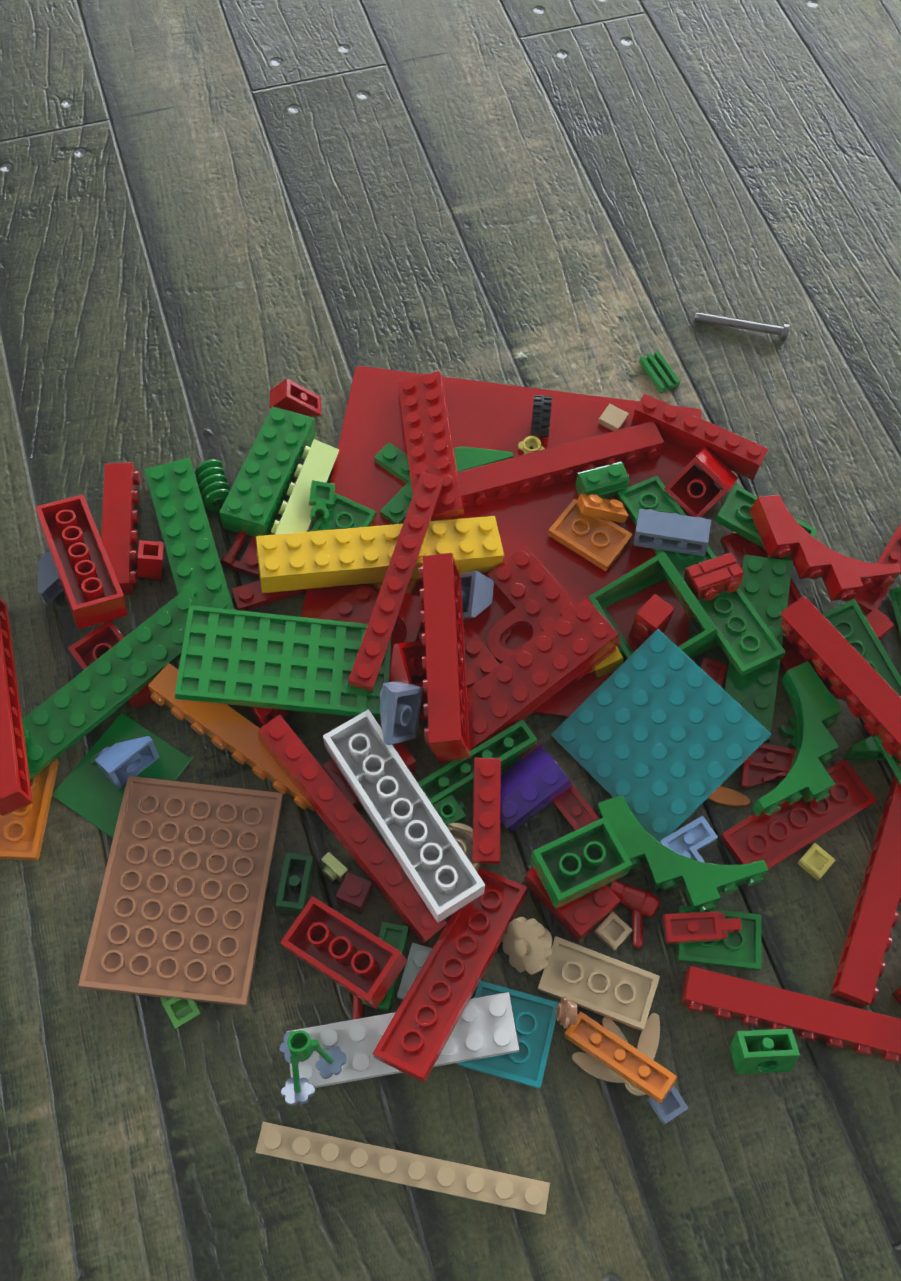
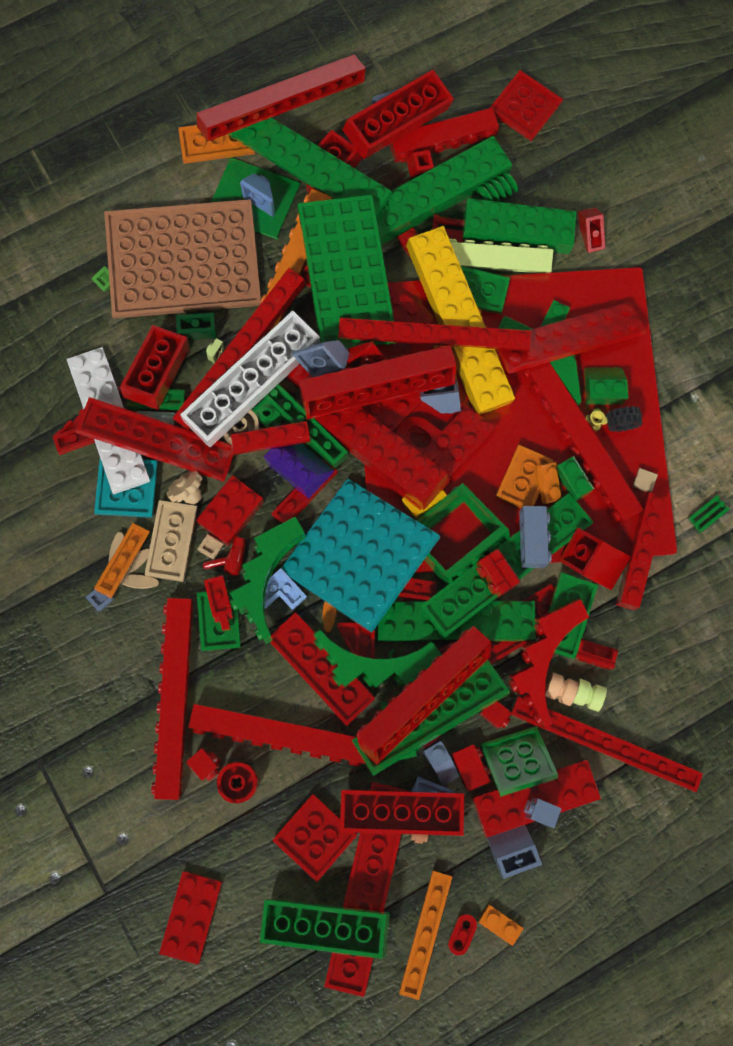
camera: 75 degrees right, 15 degrees up
(112, 433) = (526, 105): none -> red plate
(300, 1047) = (83, 350): plant -> none
(321, 498) = (500, 267): green plate -> none
(354, 893) = (199, 366): dark red brick -> none
(403, 1168) = (33, 439): tan plate -> none
(411, 1100) = (67, 438): none -> red wing
(493, 426) = (605, 386): none -> green slope
(566, 1012) = (144, 520): nougat plate -> none
(580, 862) = (240, 505): green brick -> none
(649, 618) = (451, 532): red brick -> none
(764, 1051) = (143, 656): green brick -> none
(811, 507) = (597, 655): none -> red hinge
(816, 861) = (291, 686): light yellow tile -> none
(853, 545) = (562, 689): none -> light nougat wheel
(858, 527) = (592, 696): none -> yellowish green wheel

